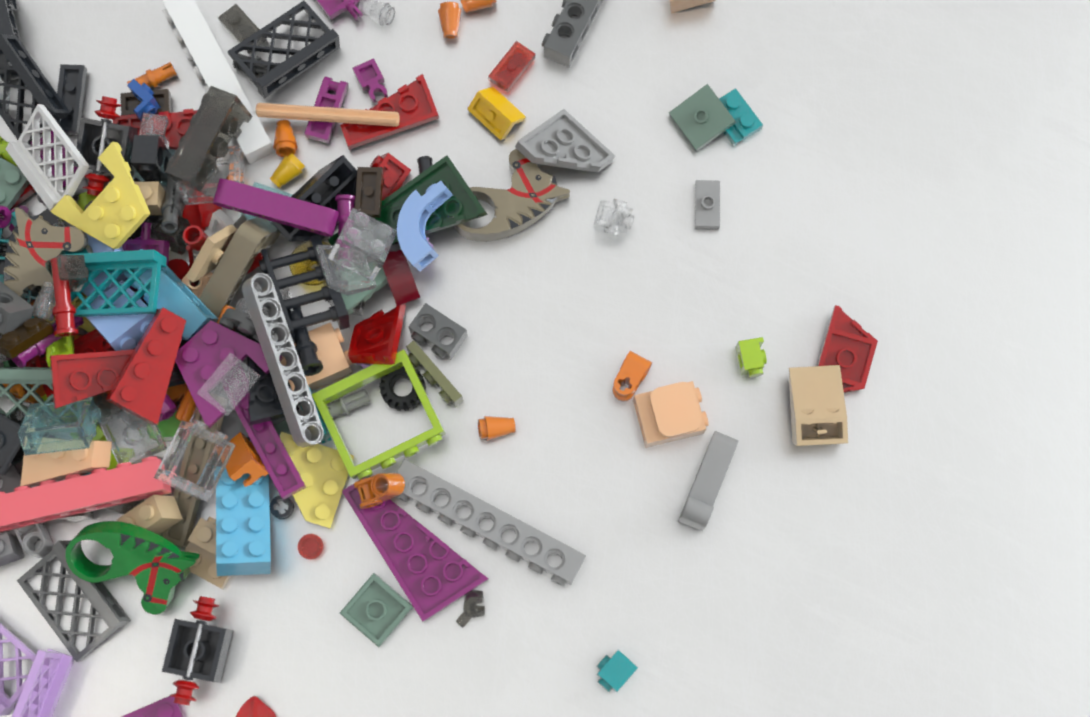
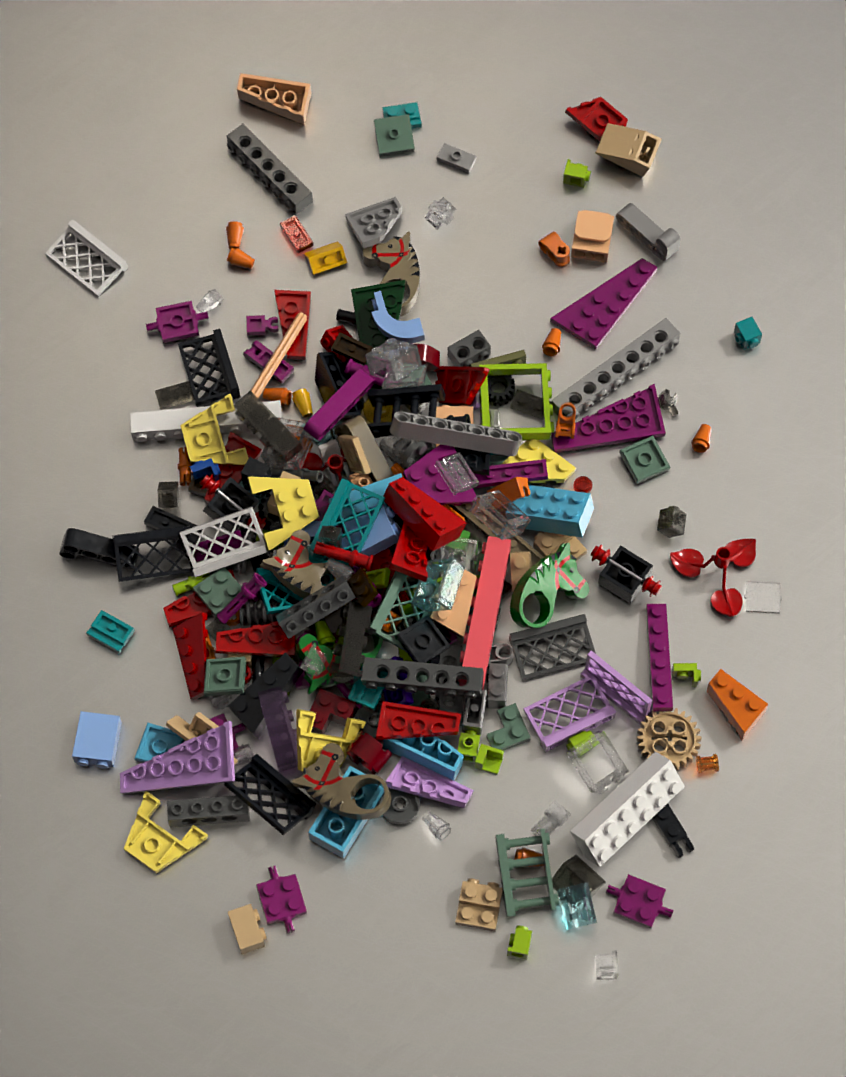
camera: 65 degrees left, 10 degrees down
(101, 74) = (168, 494): none -> clear smoke brick
(154, 125) = (233, 468): clear panel -> none
(182, 81) = (205, 439): none -> light yellow wing
(296, 680) = (671, 521): none -> clear smoke brick
(398, 430) = (528, 404): none -> clear smoke plate
(435, 672) = (701, 440): none -> orange cone
(570, 467) = (599, 310): none -> magenta wing

